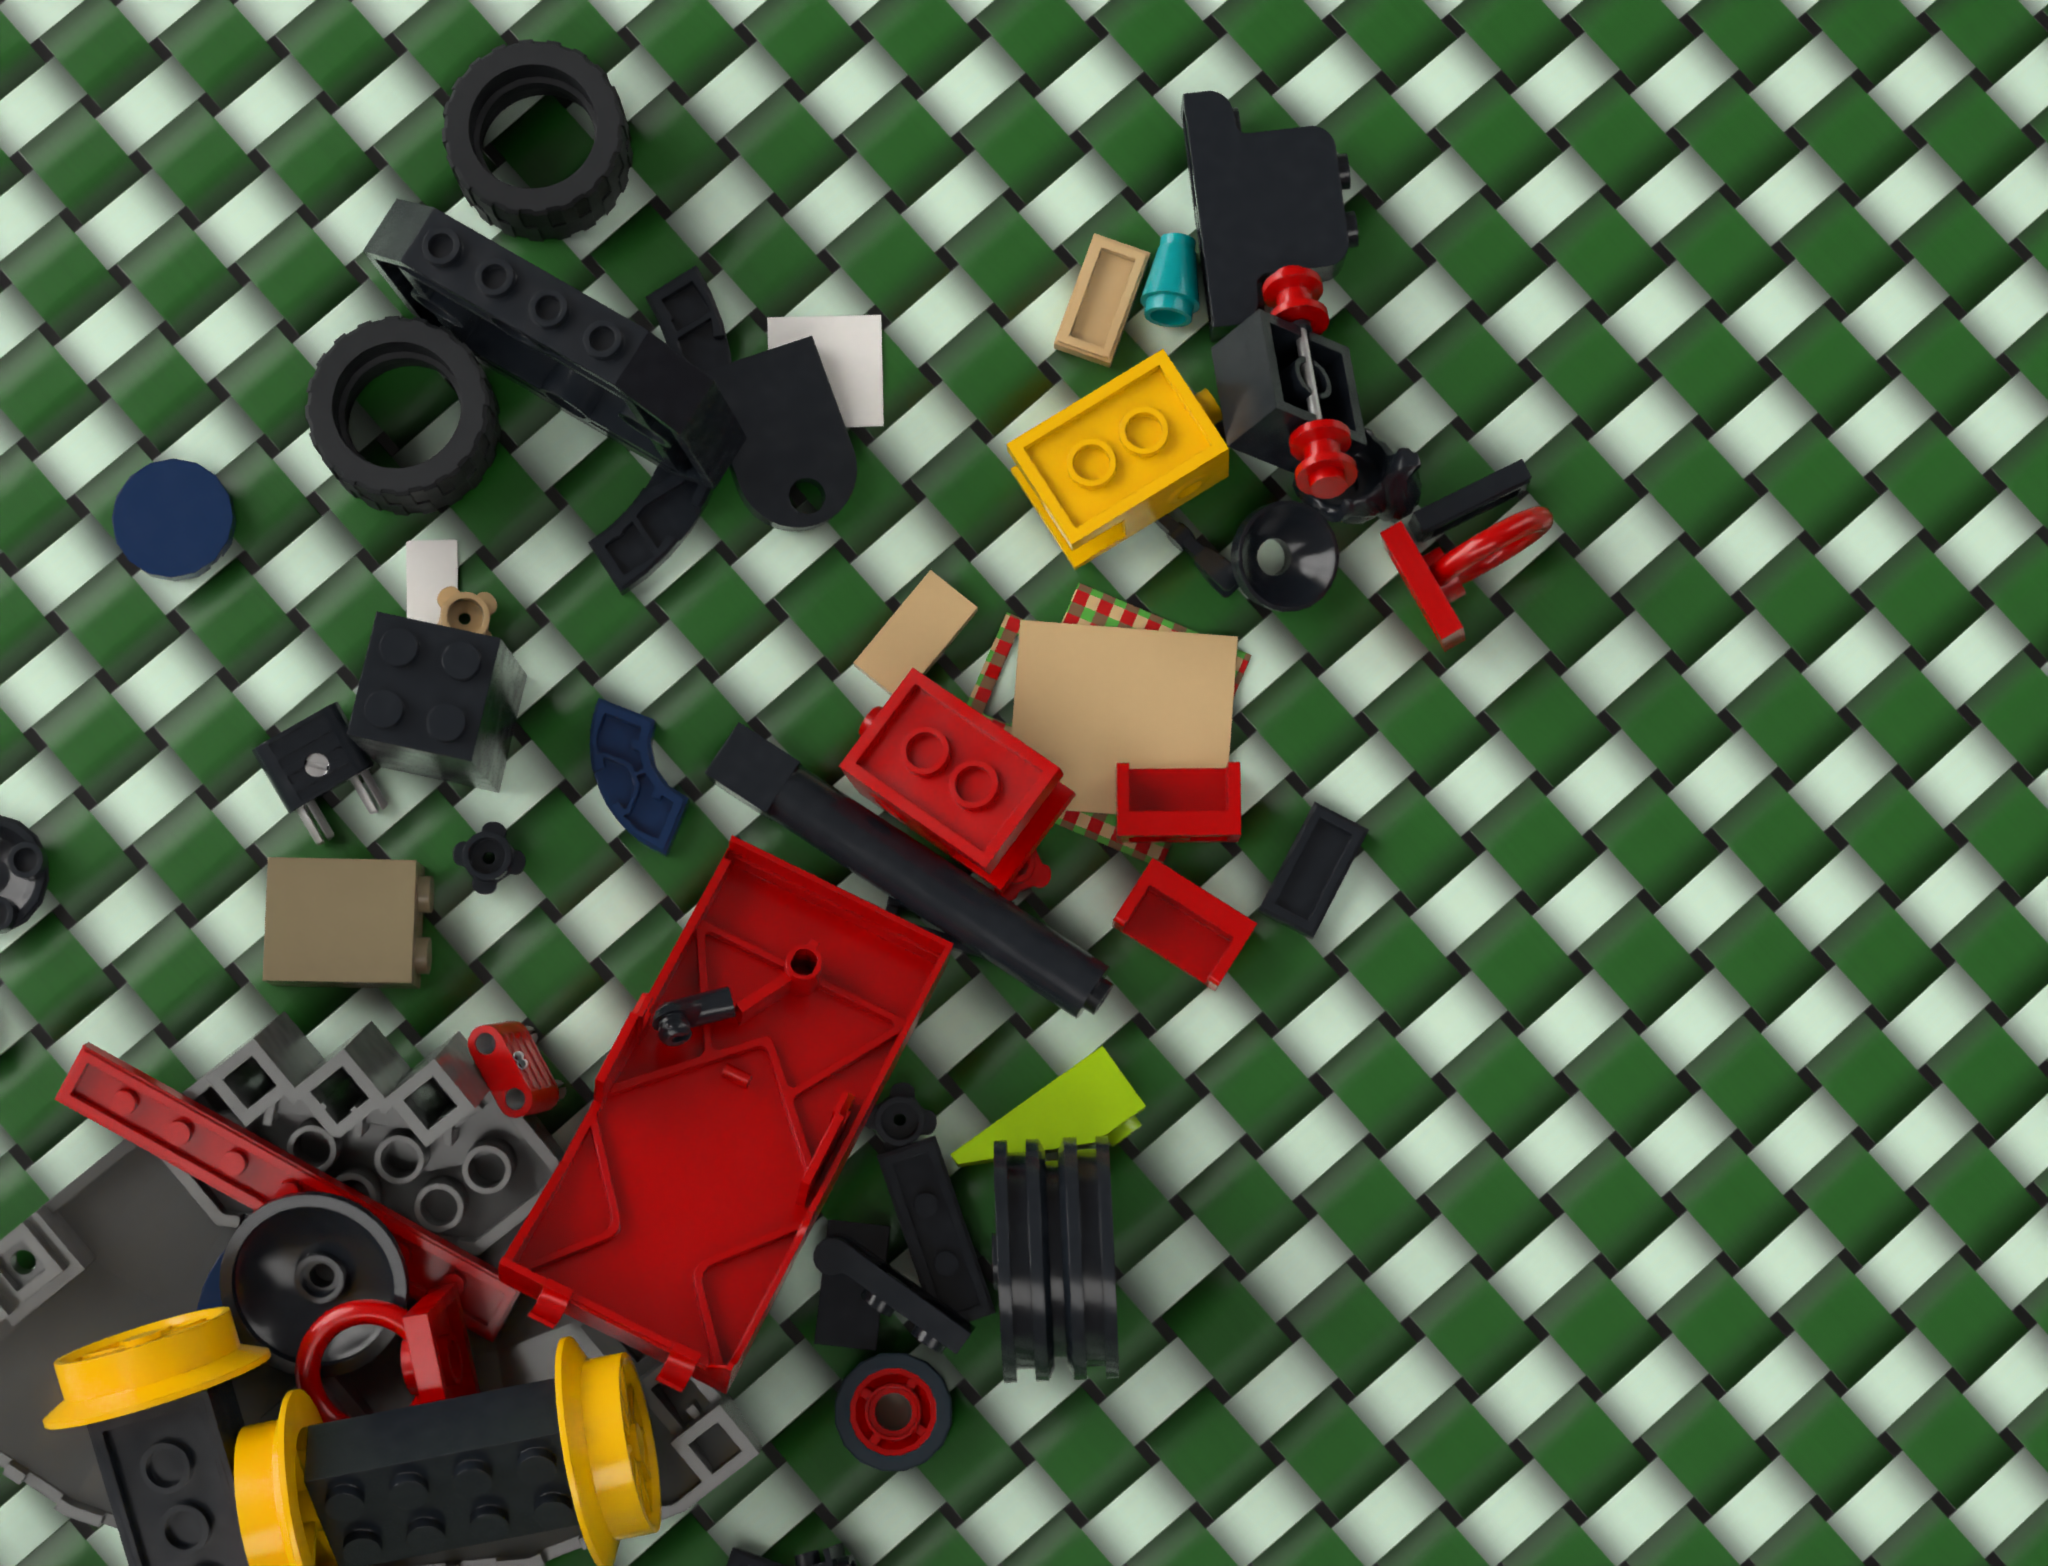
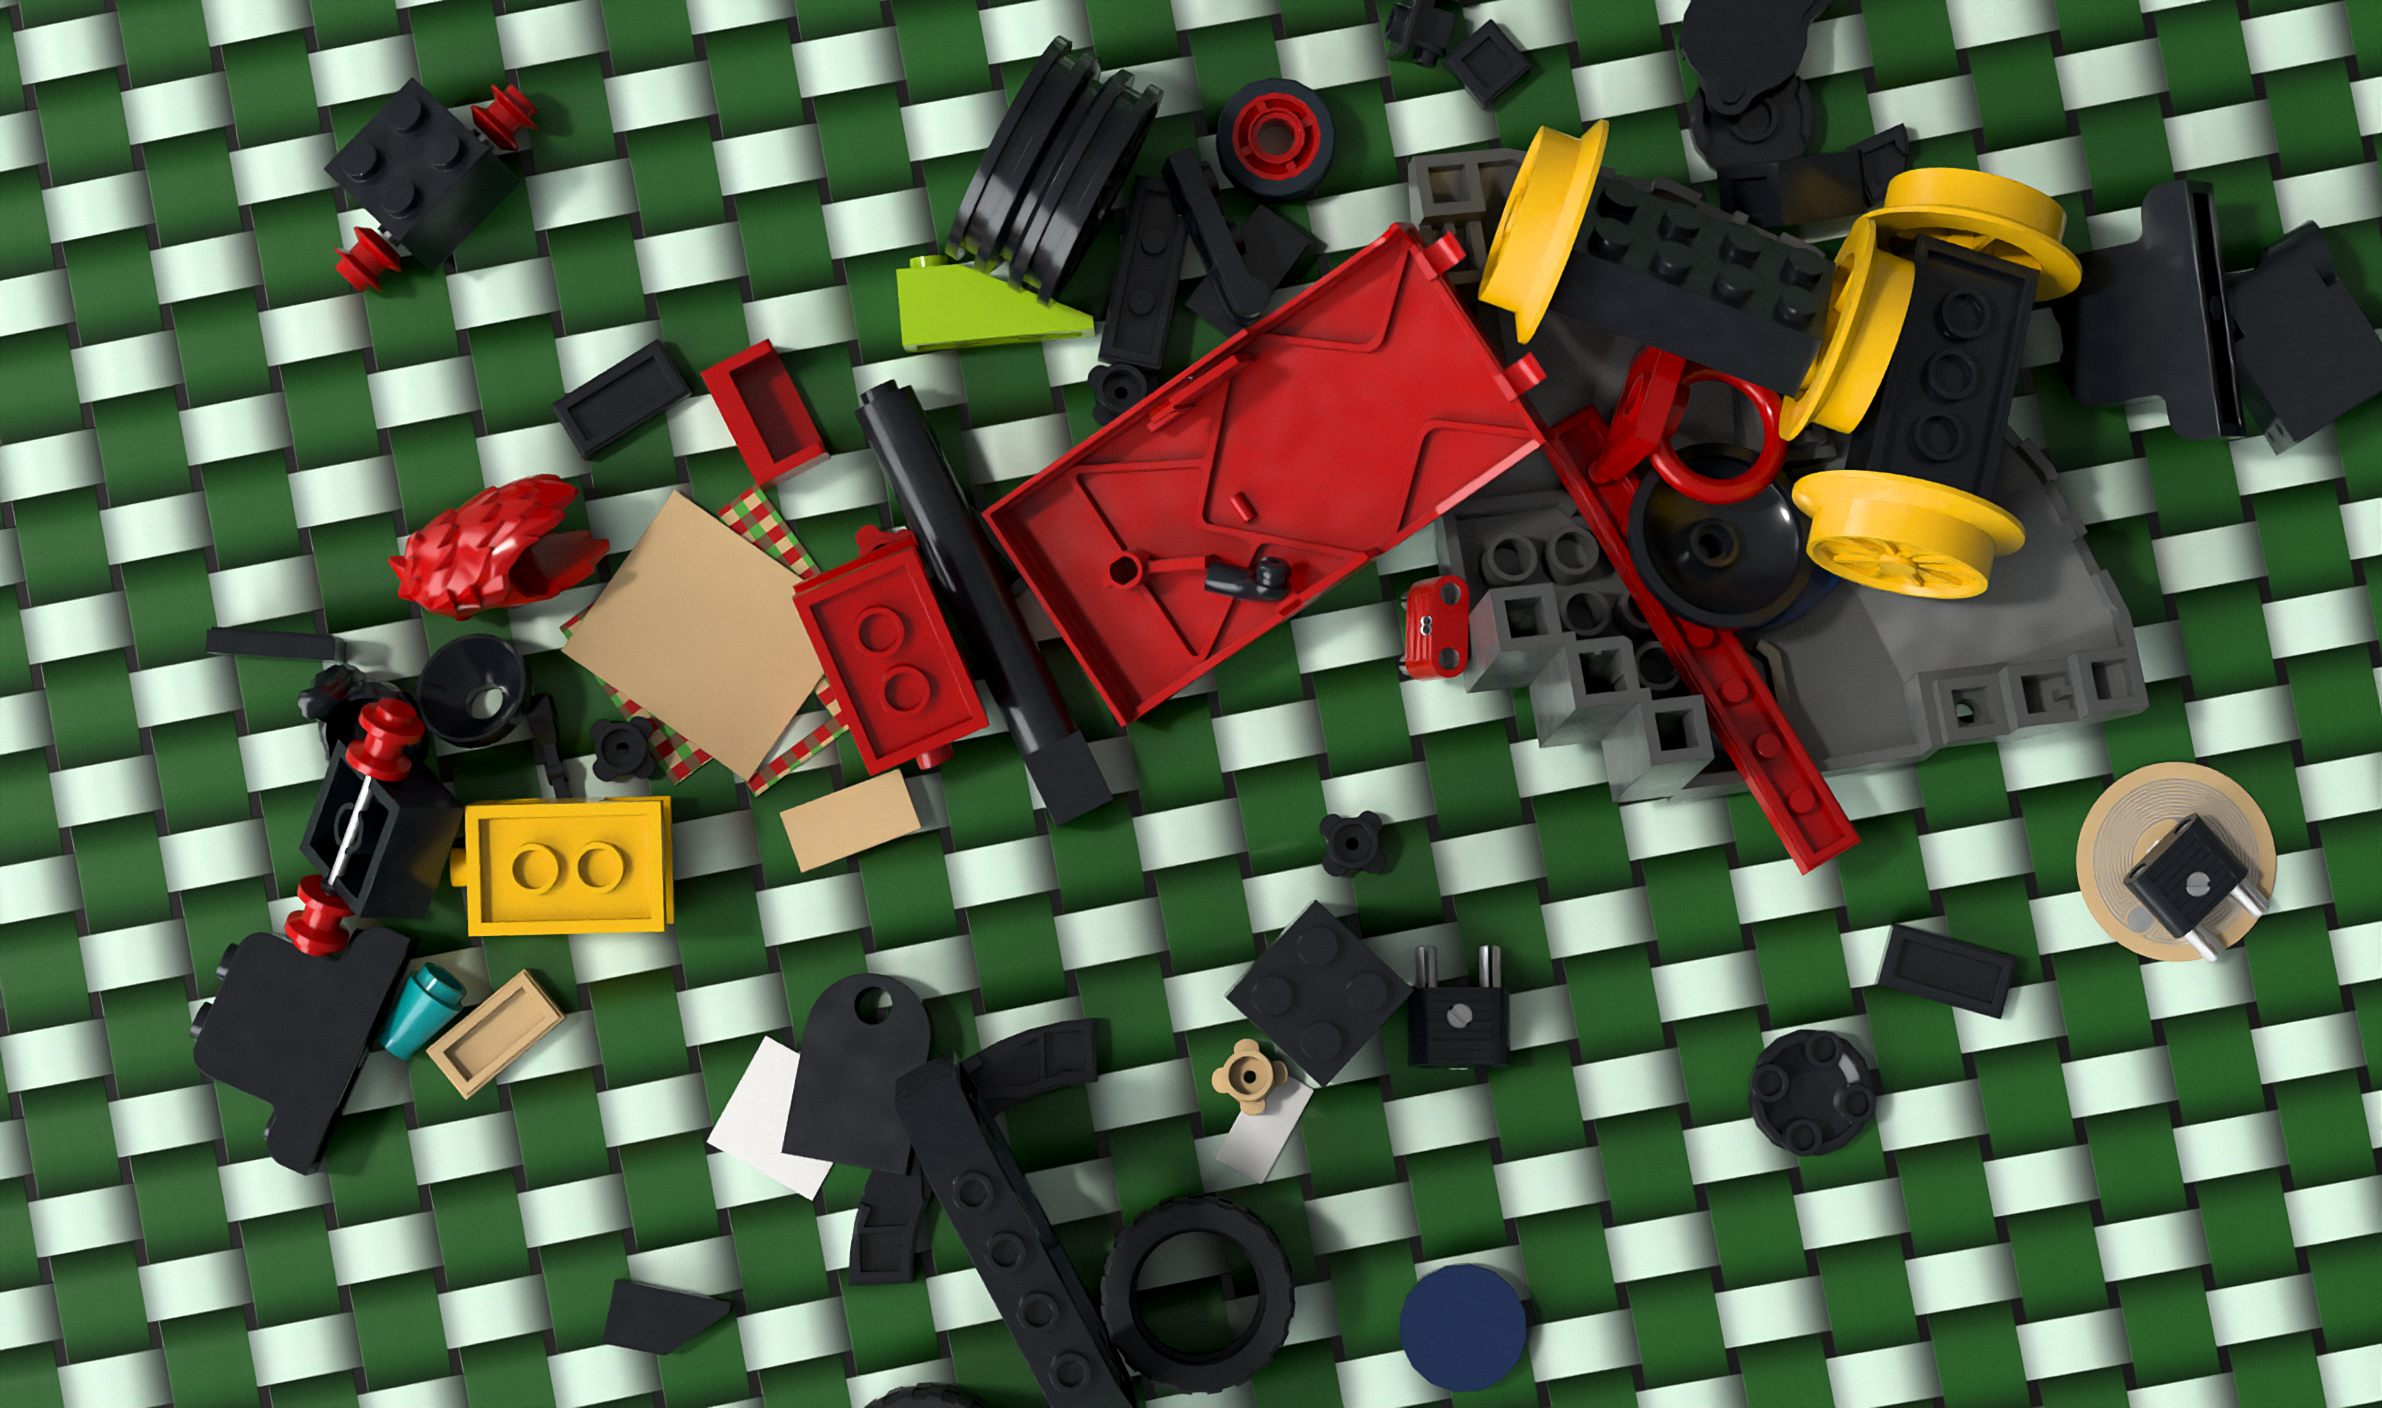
camera: 150 degrees left, 5 degrees up
(346, 923) = (1512, 855): dark tan brick -> none
(630, 779) = (1183, 843): dark blue tile -> none
(835, 154) = (658, 1317): none -> black tile
(1140, 568) = (608, 737): none -> black plate
(1178, 804) = (705, 525): red panel -> none
(1333, 680) = (497, 551): none -> red head
(1439, 577) = (350, 585): red tile -> none
(1585, 953) = (425, 177): none -> black brick

